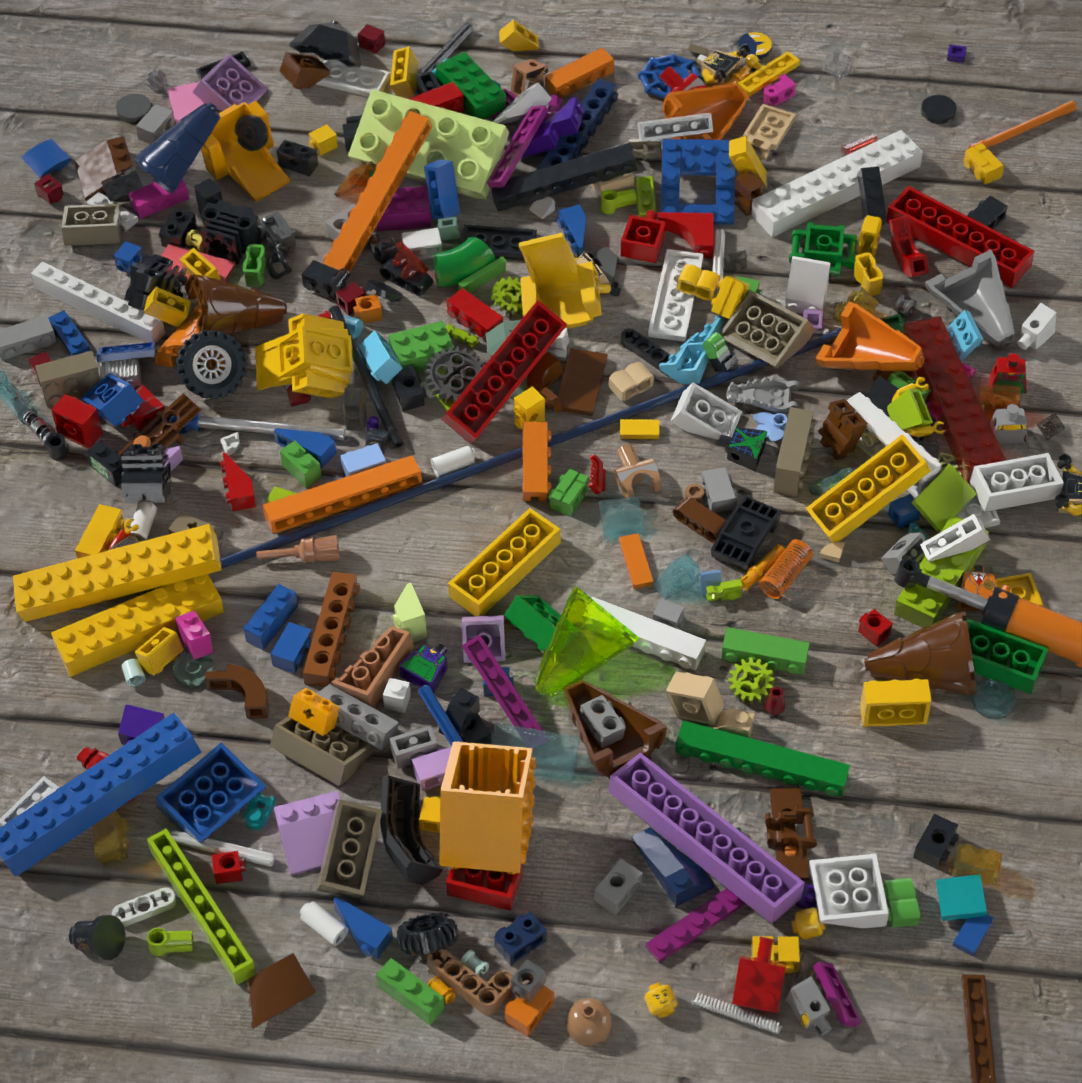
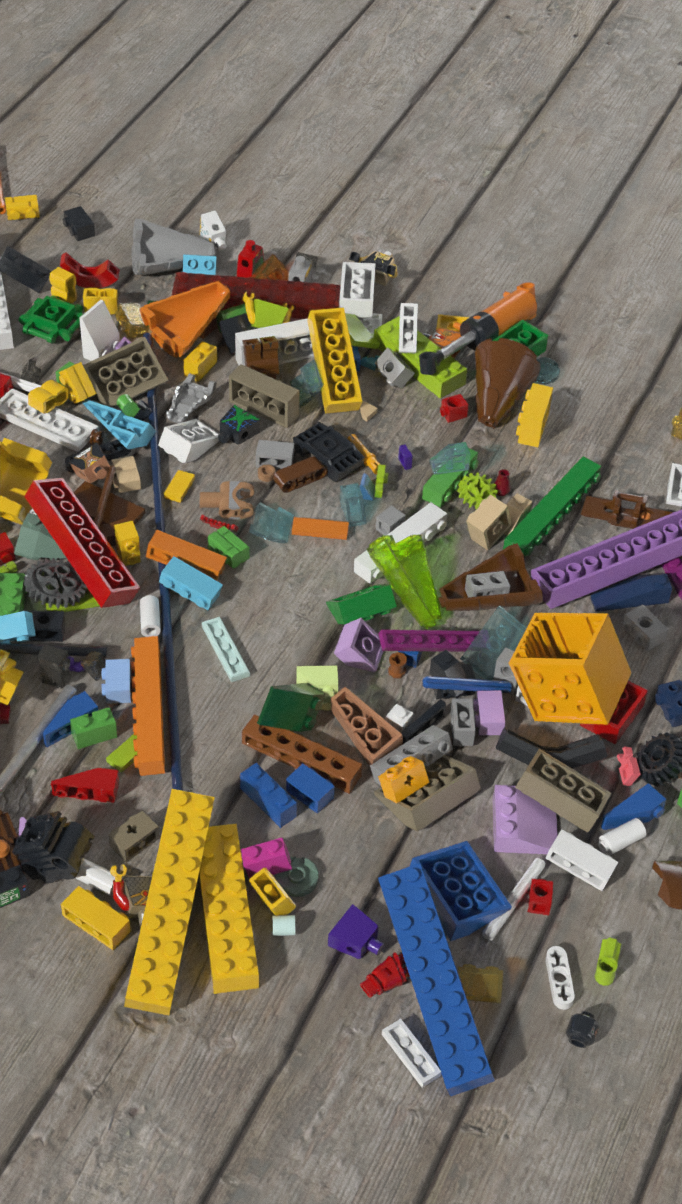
camera: 75 degrees left, 5 degrees down
(106, 937) = (594, 1009): black tile -> none
(201, 907) = (579, 924): lime brick -> none
(230, 443) = (29, 783): white tile -> none
(244, 682) = (342, 831): reddish brown arch -> none
(257, 817) = (488, 859): teal plate -> none
(279, 891) = (581, 860): none -> white brick
(308, 550) = (203, 745): nougat piece -> none
(364, 595) = (291, 707): none -> dark green slope
(404, 716) = (425, 721): none -> black tile
(416, 909) = (629, 767): none -> coral plate
(425, 666) = (377, 692): torso -> none
(430, 815) = (534, 728): yellow brick -> none
(441, 533) = (225, 649): none -> light aqua tile
(469, 676) = (397, 662): none -> dark orange bush
(501, 476) = (190, 583): none -> medium azure brick
(504, 563) = (289, 608): yellow brick -> none
(575, 371) = (104, 496): none -> reddish brown piece
(624, 348) = (90, 464): none -> torso
(668, 344) = (96, 437): none -> reddish brown bush
(772, 639) = (451, 459): none -> clear light blue slope
(773, 603) = (405, 457): none -> dark purple tile
(774, 424) = (219, 405): light blue plate -> none
(786, 569) = (366, 429): orange piece -> none
(825, 385) = (200, 360): none -> yellow brick
(905, 306) = (143, 294): flat silver wheel -> none
(937, 830) = (660, 436): black brick -> none
(960, 235) = (91, 240): red brick -> none

